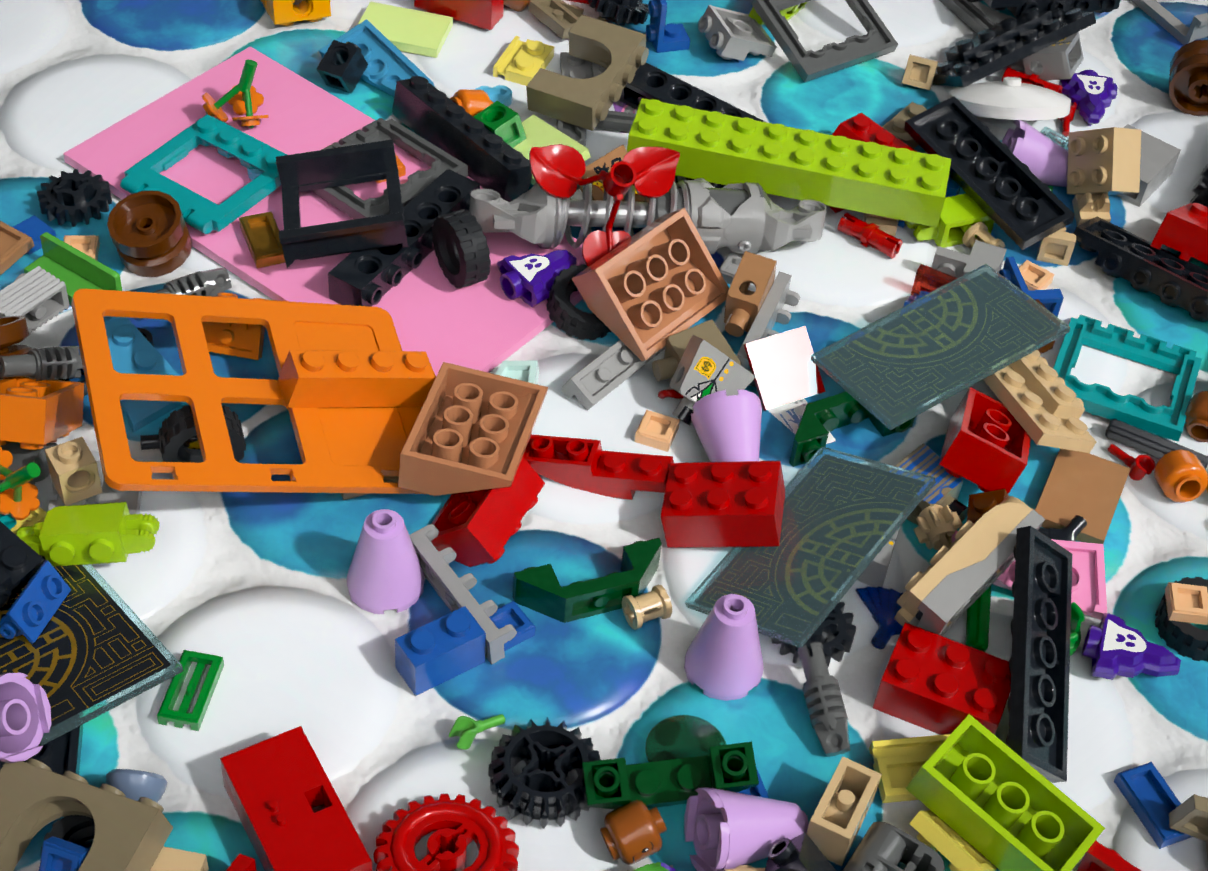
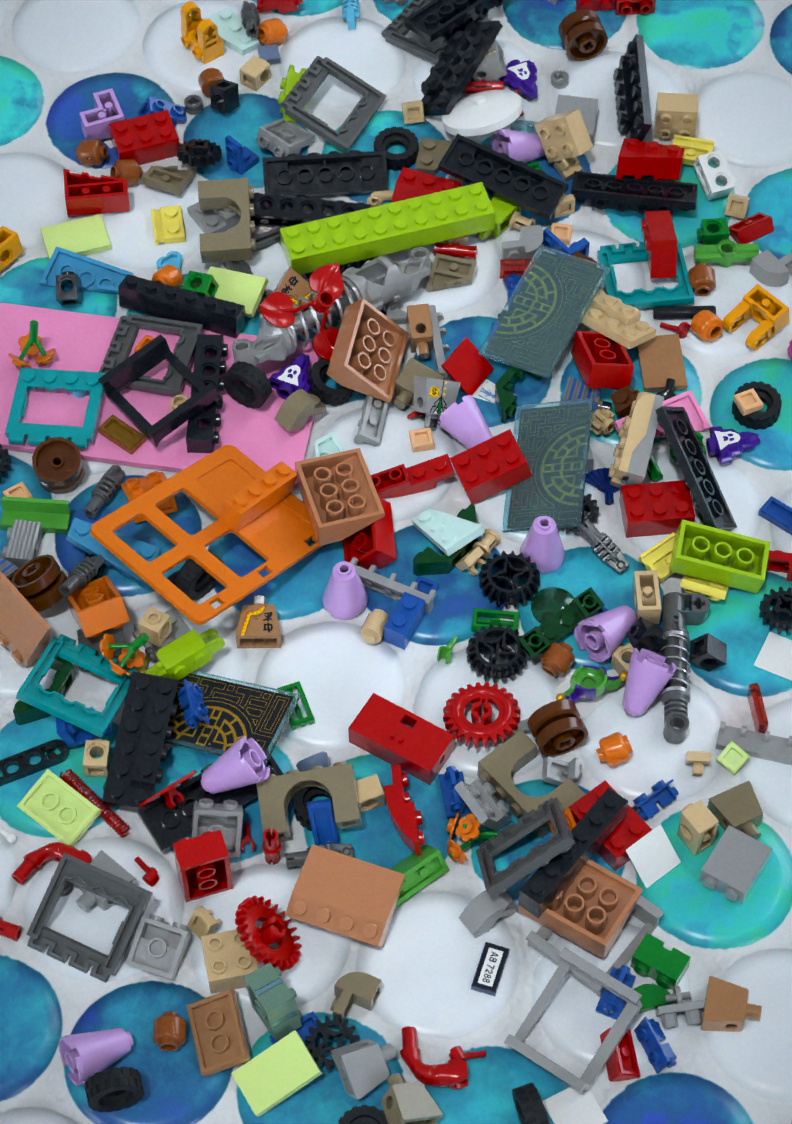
camera: 25 degrees left, 10 degrees up
(229, 551) = (258, 625): none -> medium nougat torso
(380, 637) = (373, 627): none -> tan brick
(505, 306) = (297, 409): none -> dark tan brick
(598, 557) = (447, 531): none -> light aqua wing
(604, 724) = (477, 623): none -> green tile
(605, 616) = (469, 561): none -> tan tile
(643, 674) = (506, 590): none -> black gear
(761, 86) = (326, 174): none -> black plate
(843, 255) = (450, 272): none -> dark tan wing
(873, 86) = (402, 136): none -> black tyre
(1142, 118) = (561, 83): none -> light grey bush
(1168, 339) = (660, 243): none -> red wedge

